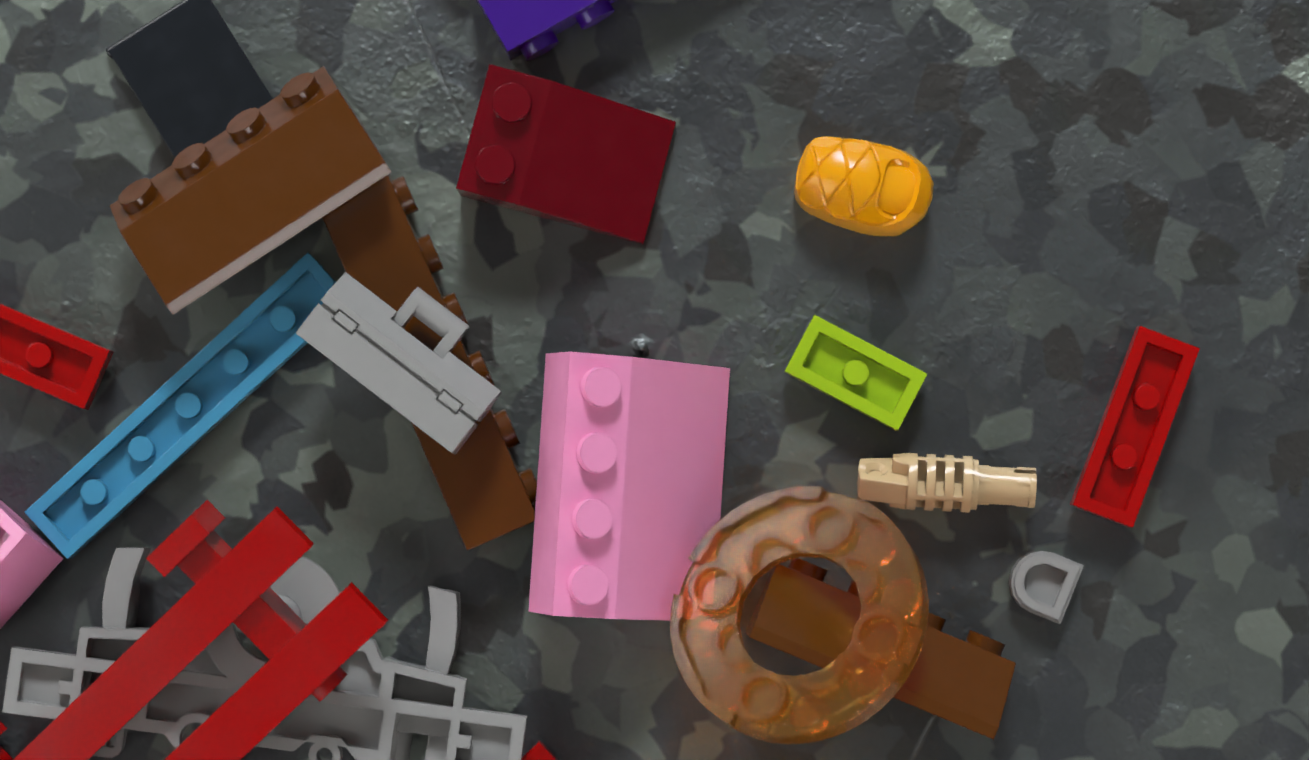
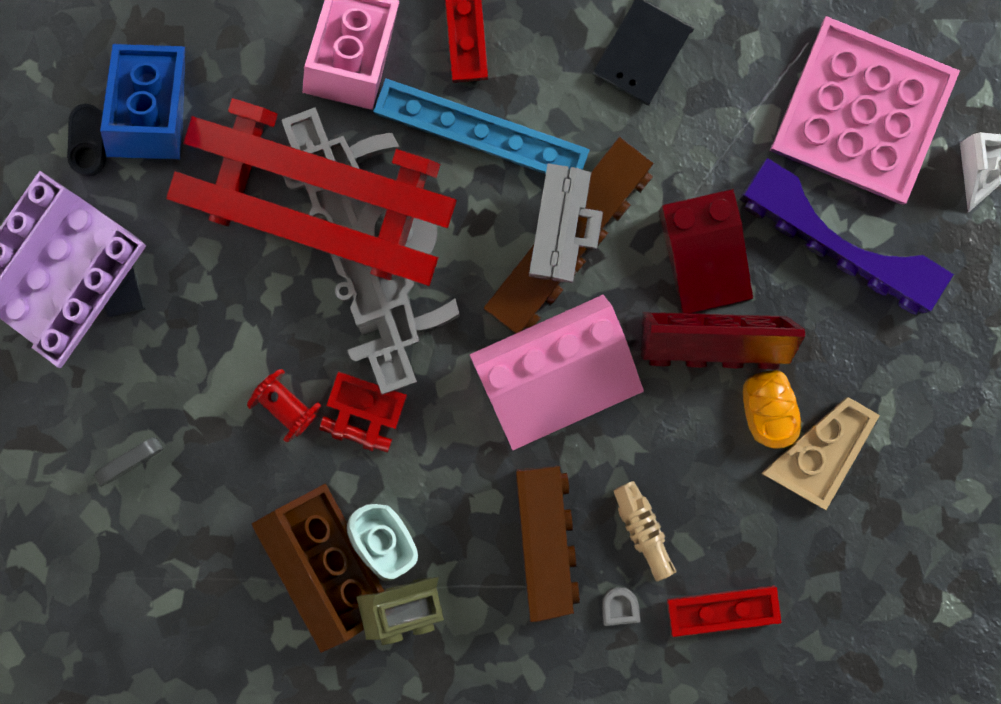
camera: 65 degrees right, 0 degrees up
(248, 189) = (606, 101): reddish brown slope -> none
(710, 209) = (719, 338): none -> dark red slope
(746, 547) = (561, 447): clear orange plate -> none
(855, 373) = (675, 455): lime plate -> none
(974, 141) = (824, 454): none -> tan wing

